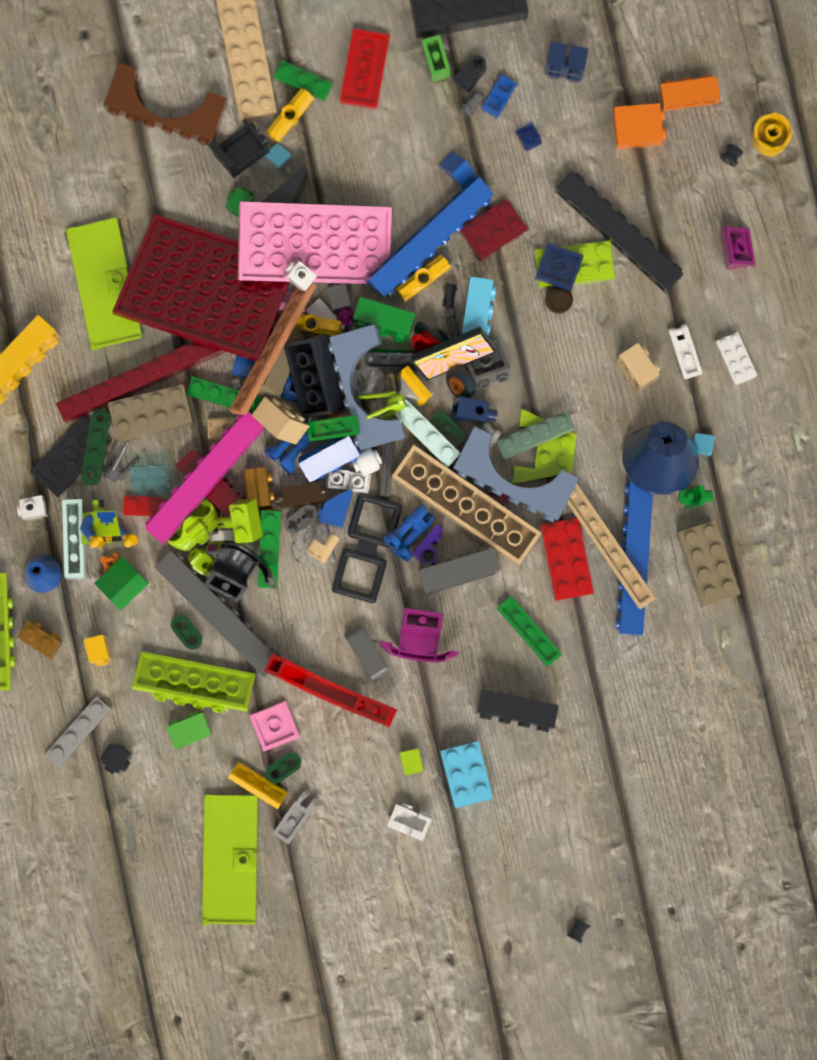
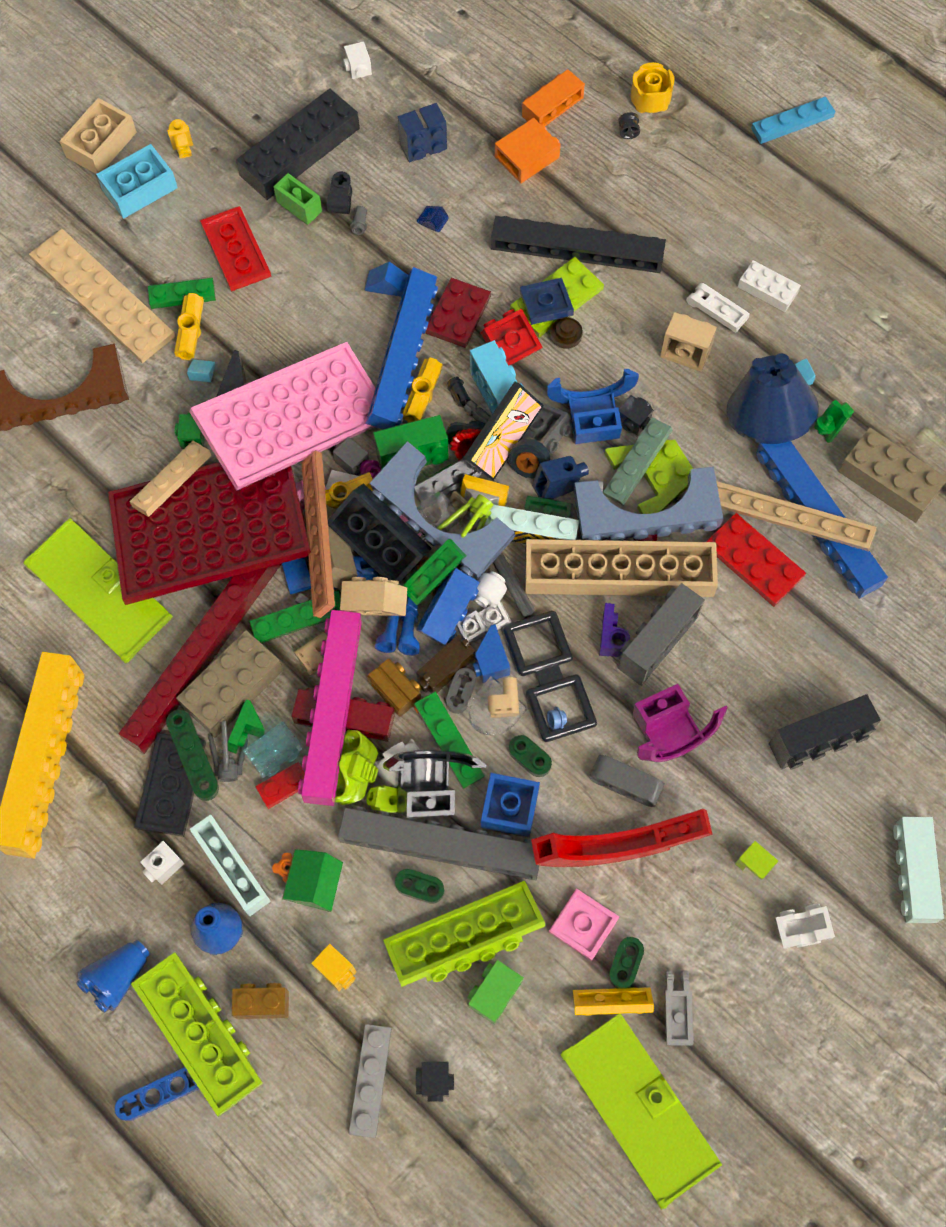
camera: 30 degrees left, 15 degrees down
(103, 527) = (253, 832): torso -> none
(146, 448) = (246, 724): none -> green slope
(201, 234) = (170, 478): none -> tan plate
(241, 149) = (160, 383): black panel -> none
(243, 520) = (403, 723): lime brick -> none
(278, 619) = (510, 805): none -> blue brick
(299, 275) = (298, 447): white brick -> none
(315, 594) = (529, 755): none -> dark green plate
(350, 581) = (556, 718): none -> medium blue plate
(419, 521) = (582, 613): blue piece -> none
(466, 774) = (823, 836): medium azure brick -> none
(499, 96) = (380, 200): blue slope -> none
(512, 836) = (918, 870): none -> light aqua brick
(515, 278) = (513, 335): none -> red plate
(529, 631) = (773, 650): green plate -> none
(532, 375) = (594, 412): none -> blue piece
(561, 398) = (635, 414): none -> black brick
(737, 247) = (692, 196): magenta slope -> none

